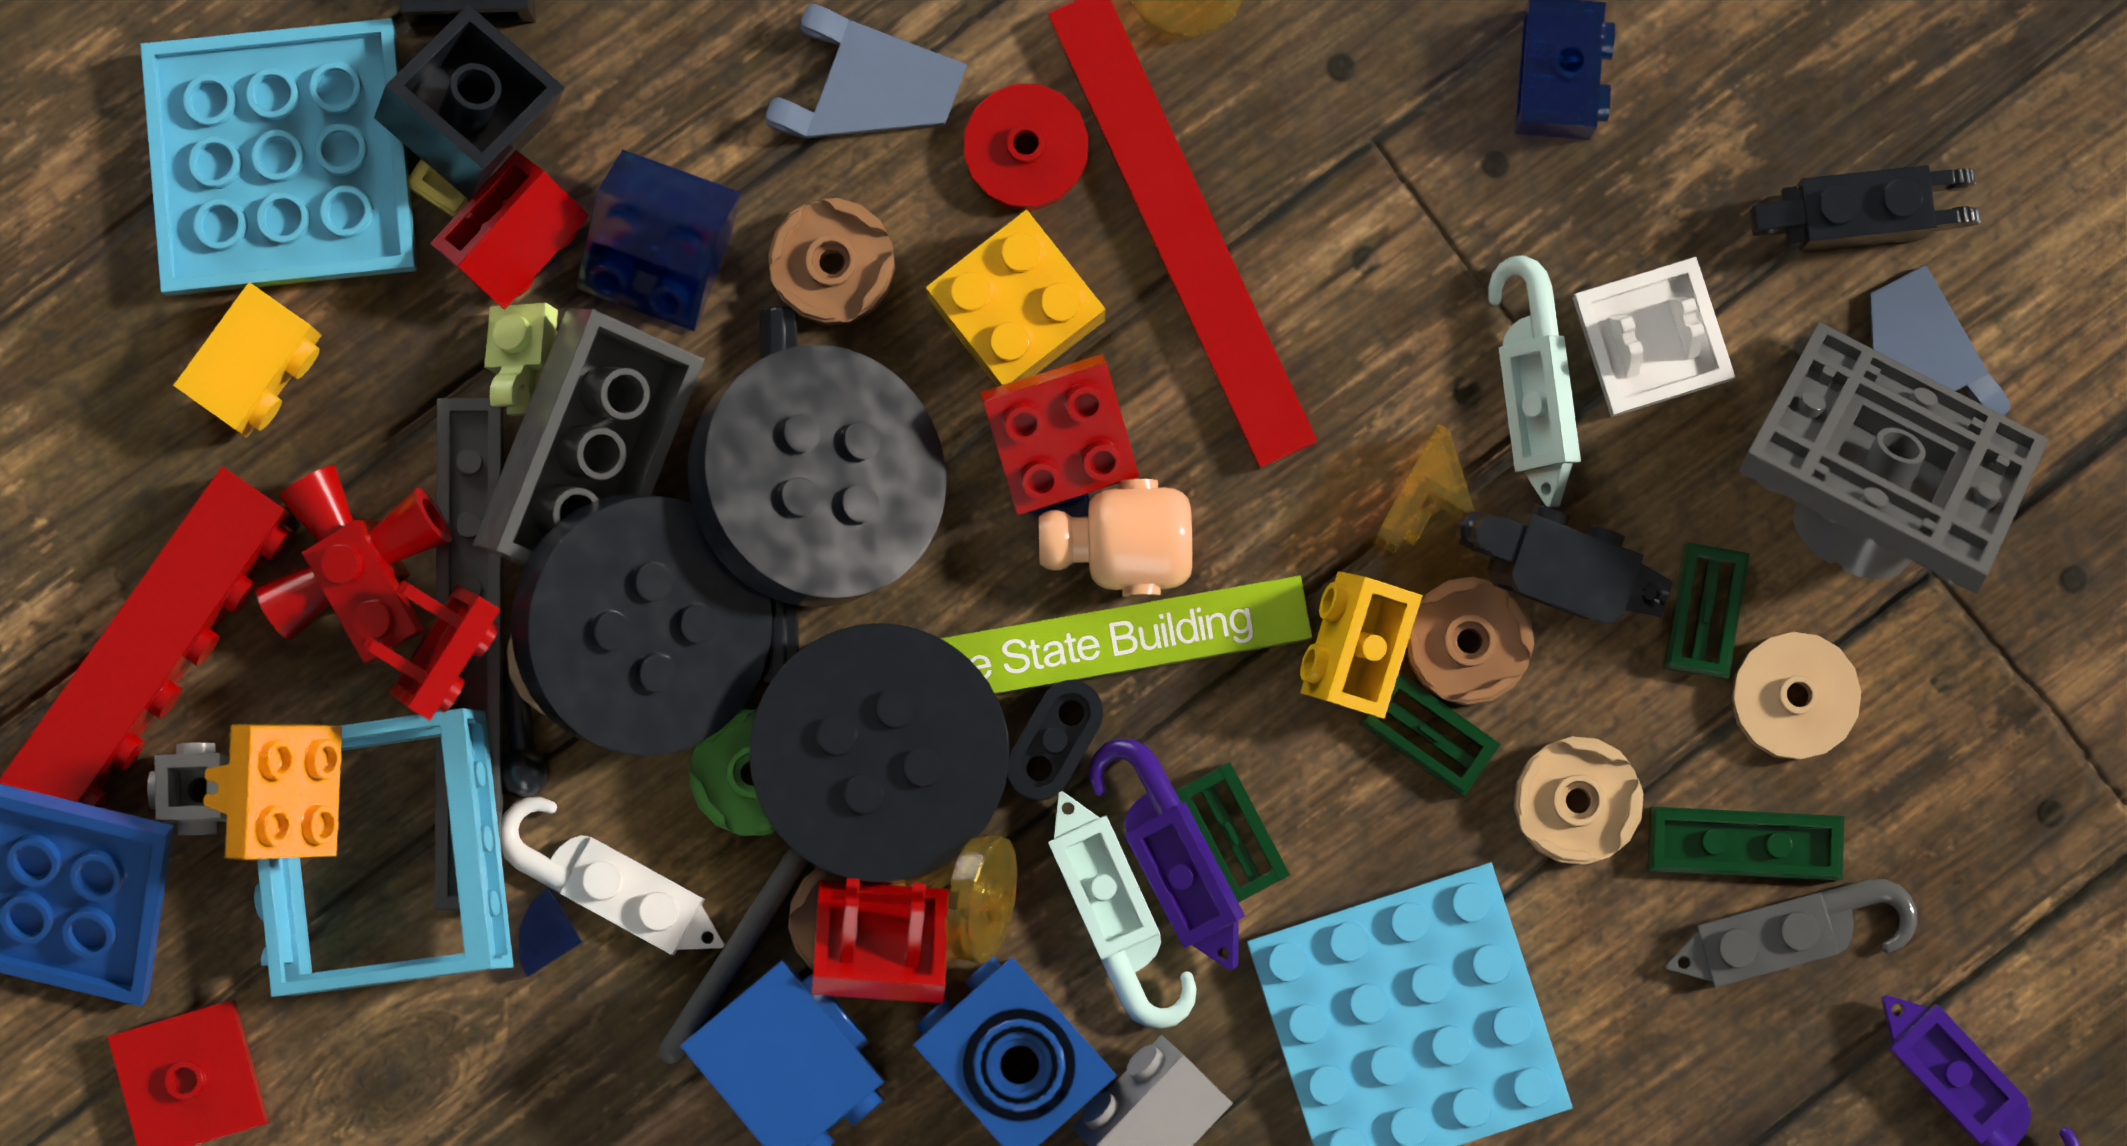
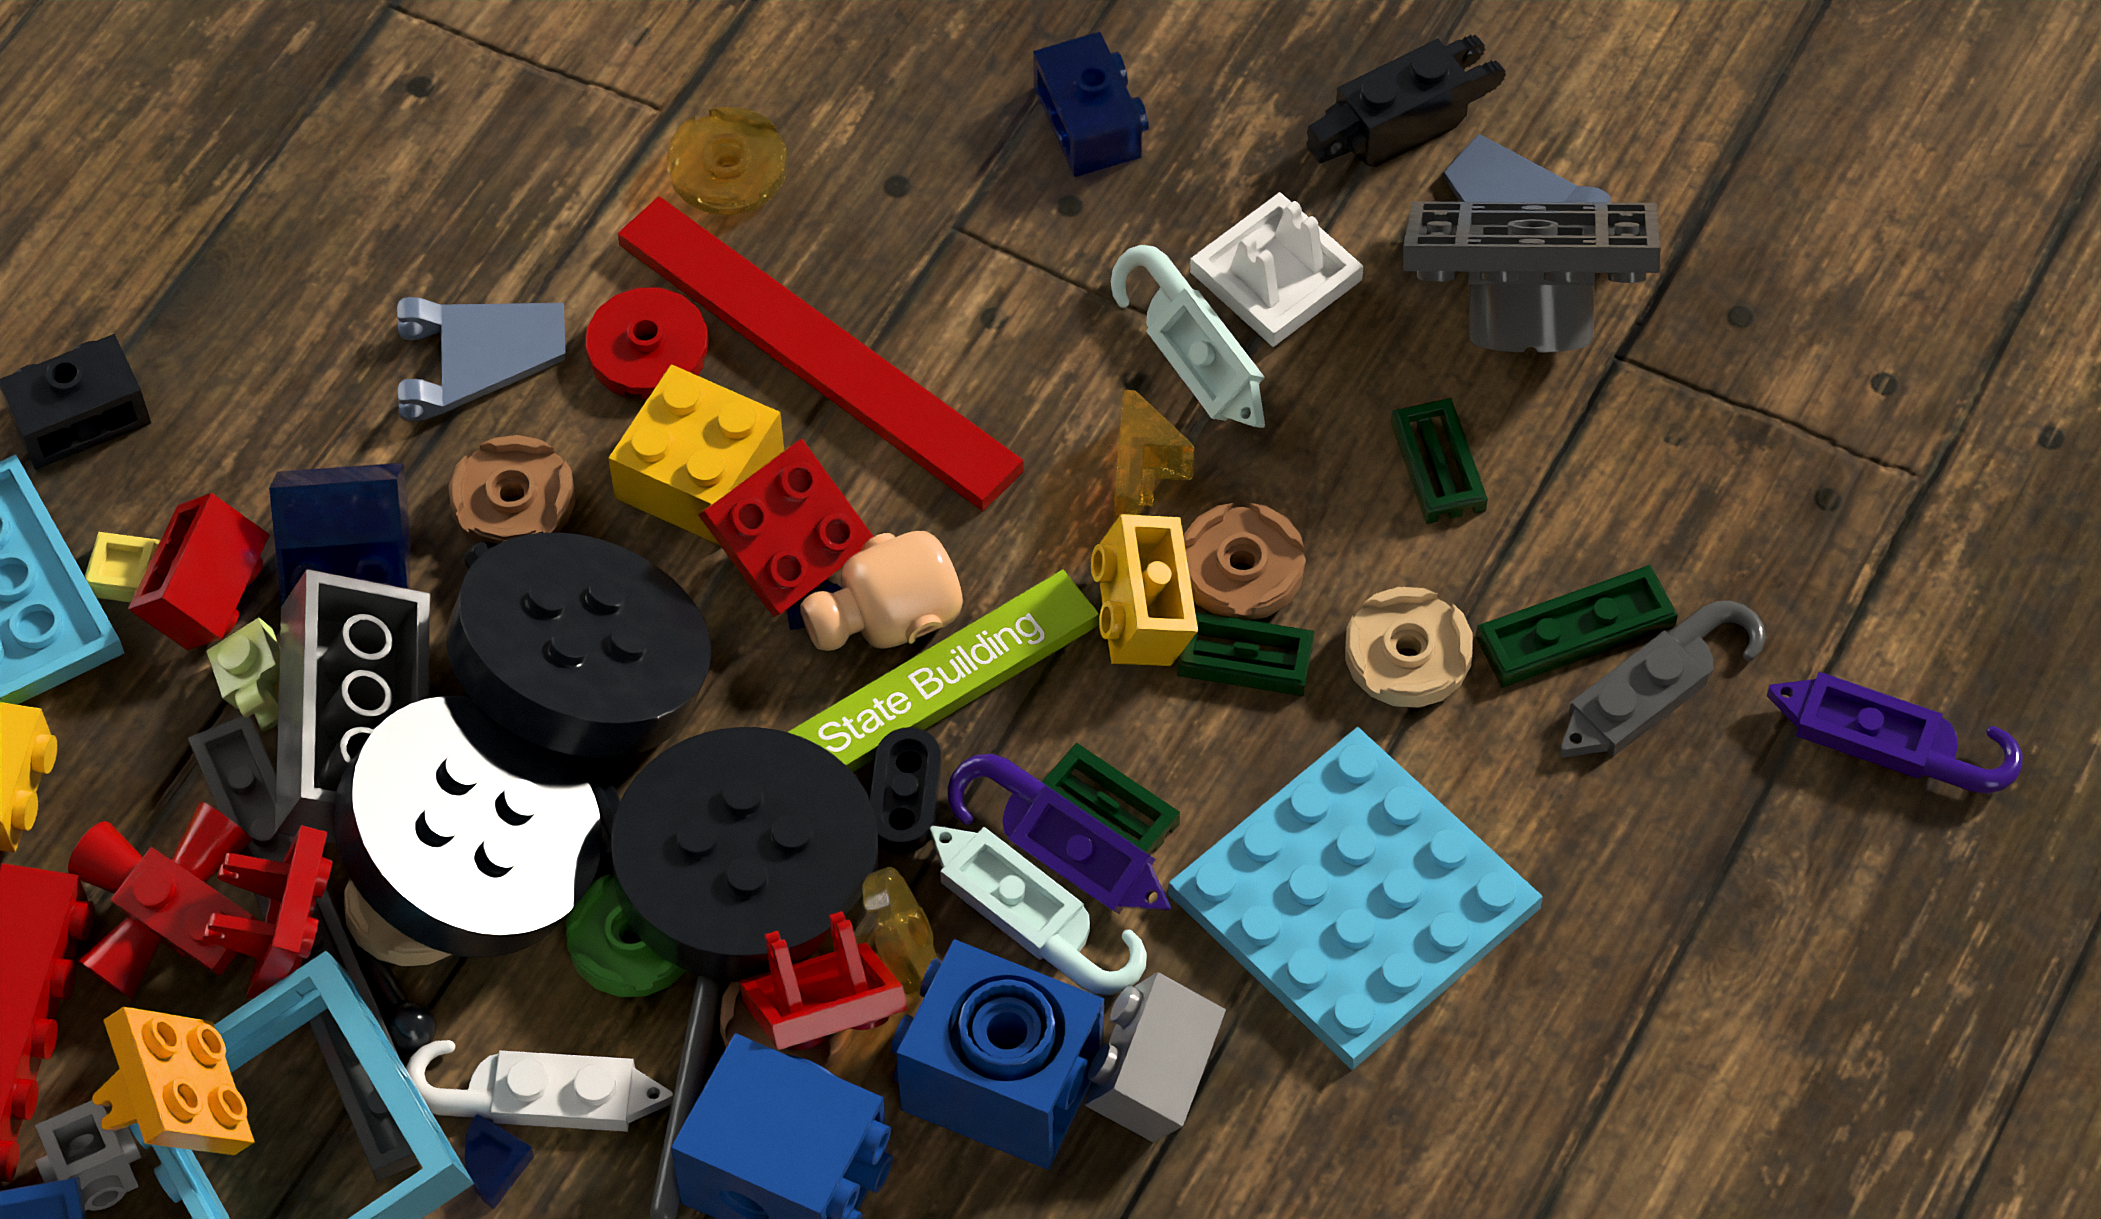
camera: 25 degrees left, 25 degrees down
(468, 101) = (115, 480): black brick -> none
(1562, 566) = (1291, 457): black hinge -> none
(1763, 704) = (1551, 517): tan plate -> none

